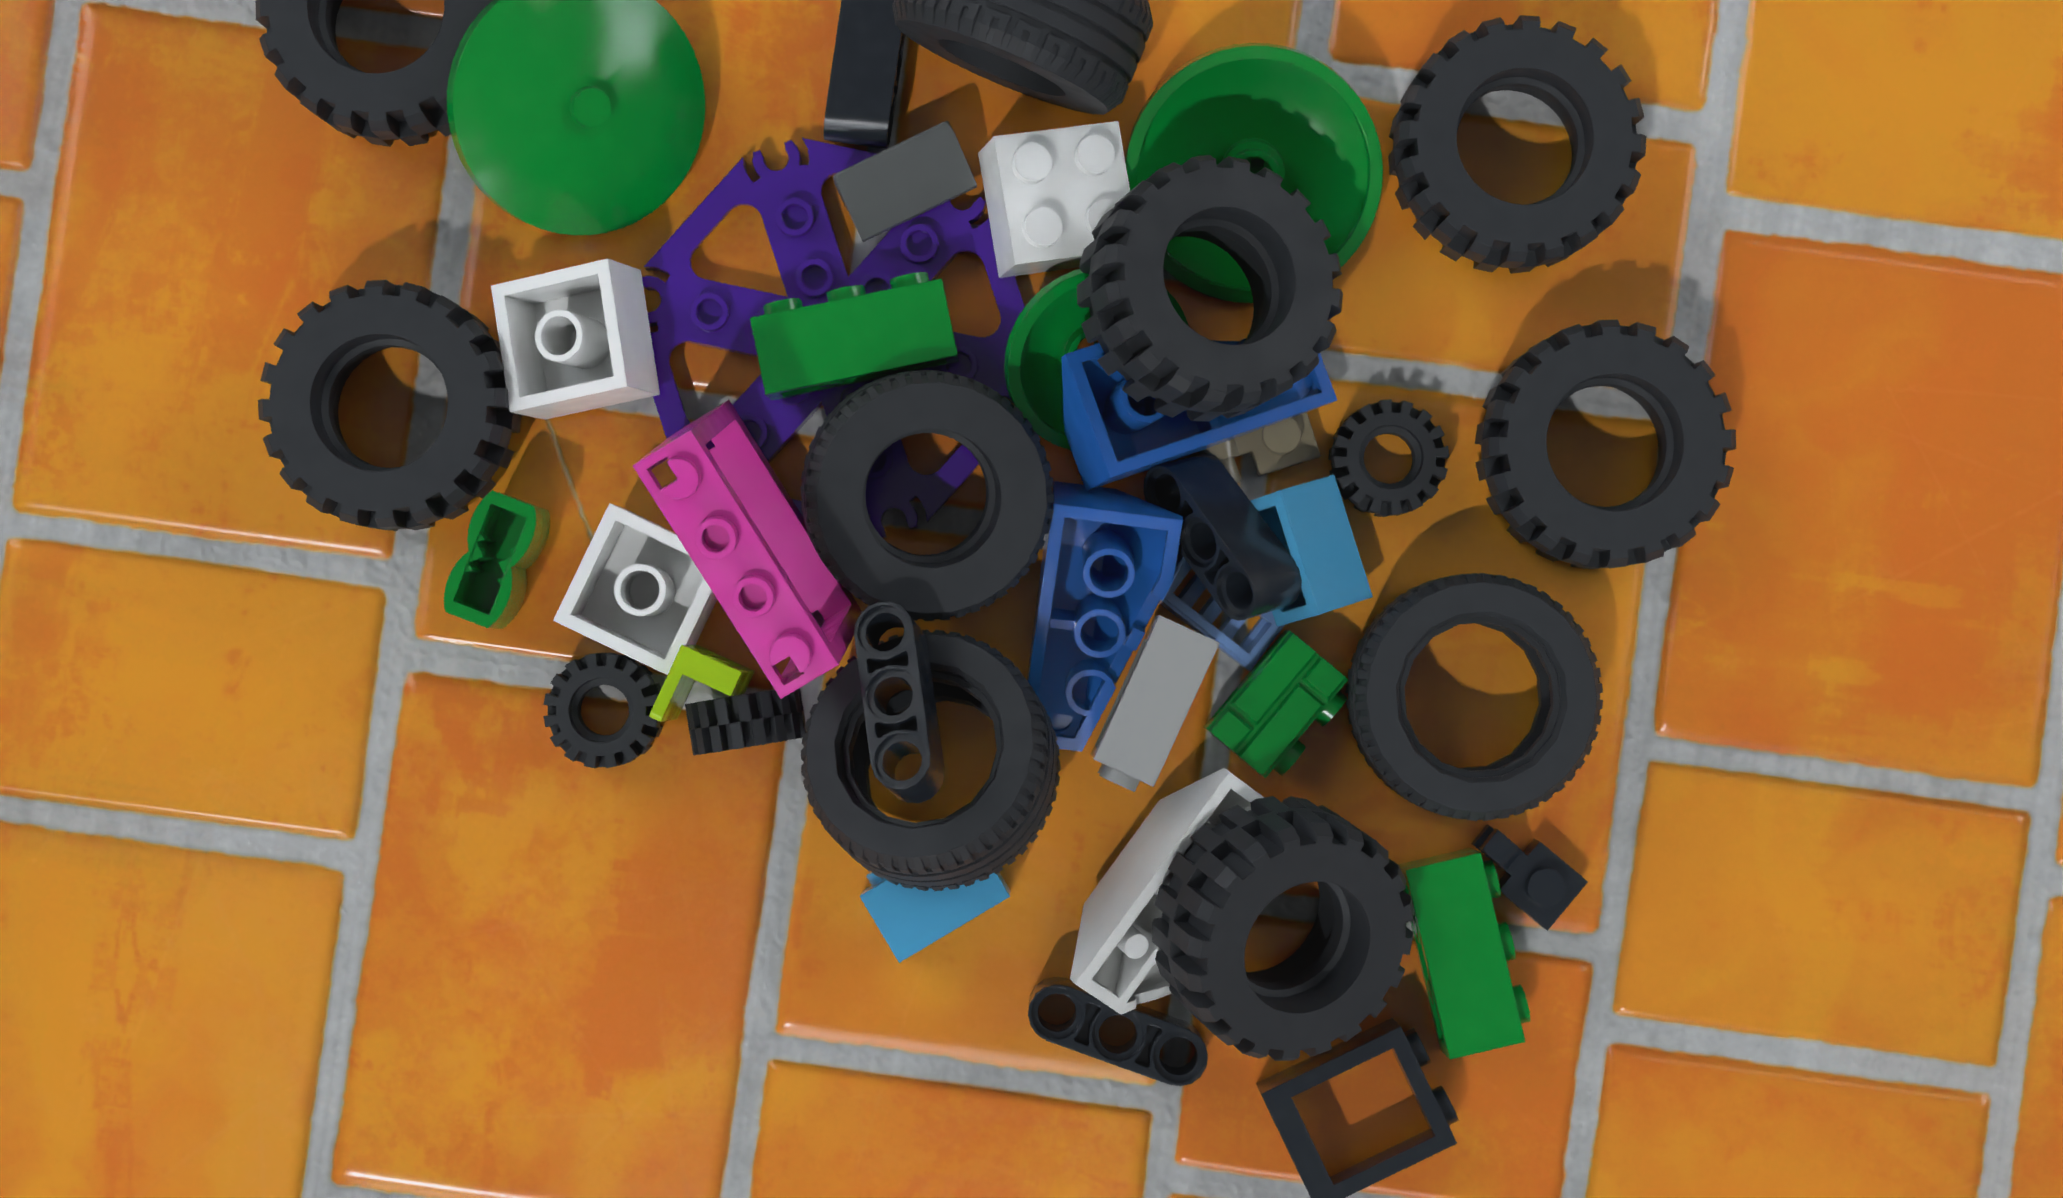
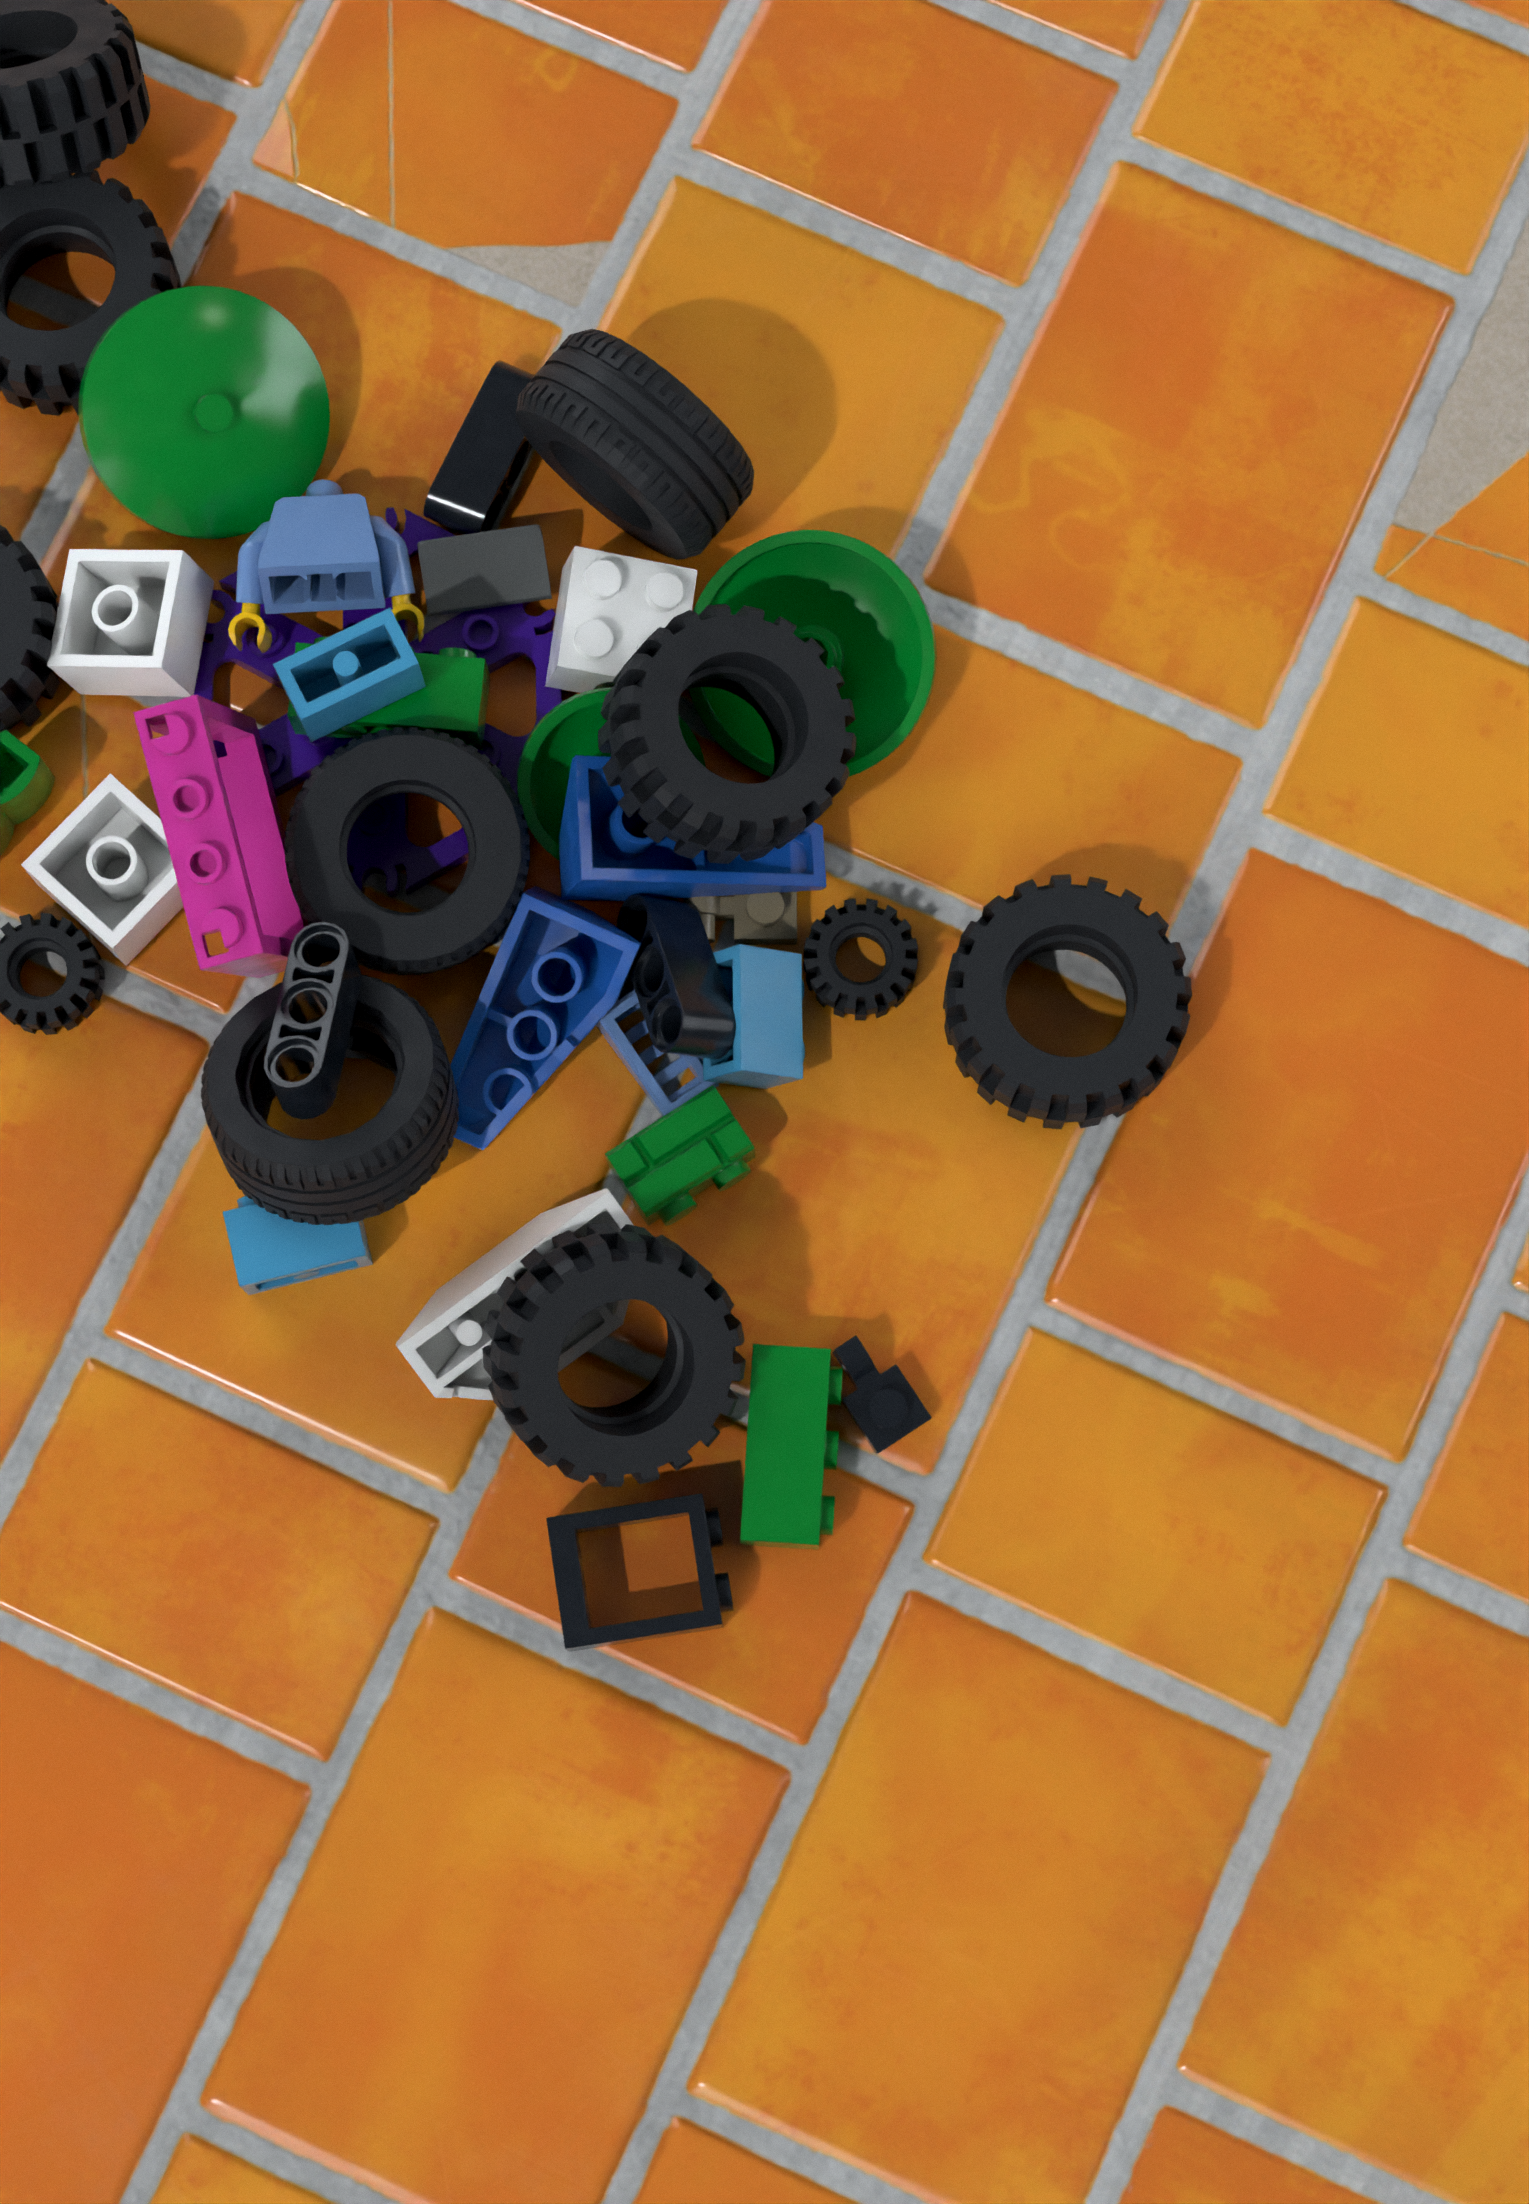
camera: 20 degrees right, 10 degrees down
(703, 666) = (127, 956): lime panel -> none
(745, 721) = (169, 1015): black tyre -> none
(746, 219) = (321, 557): none -> medium blue torso
(821, 342) = (350, 674): none -> dark azure brick
(1138, 1054) = (406, 1400): black beam -> none
(1152, 703) = (560, 1111): light grey window -> none
(1565, 686) = (892, 1110): black tyre -> none
(1574, 86) = (1081, 626): black tyre -> none

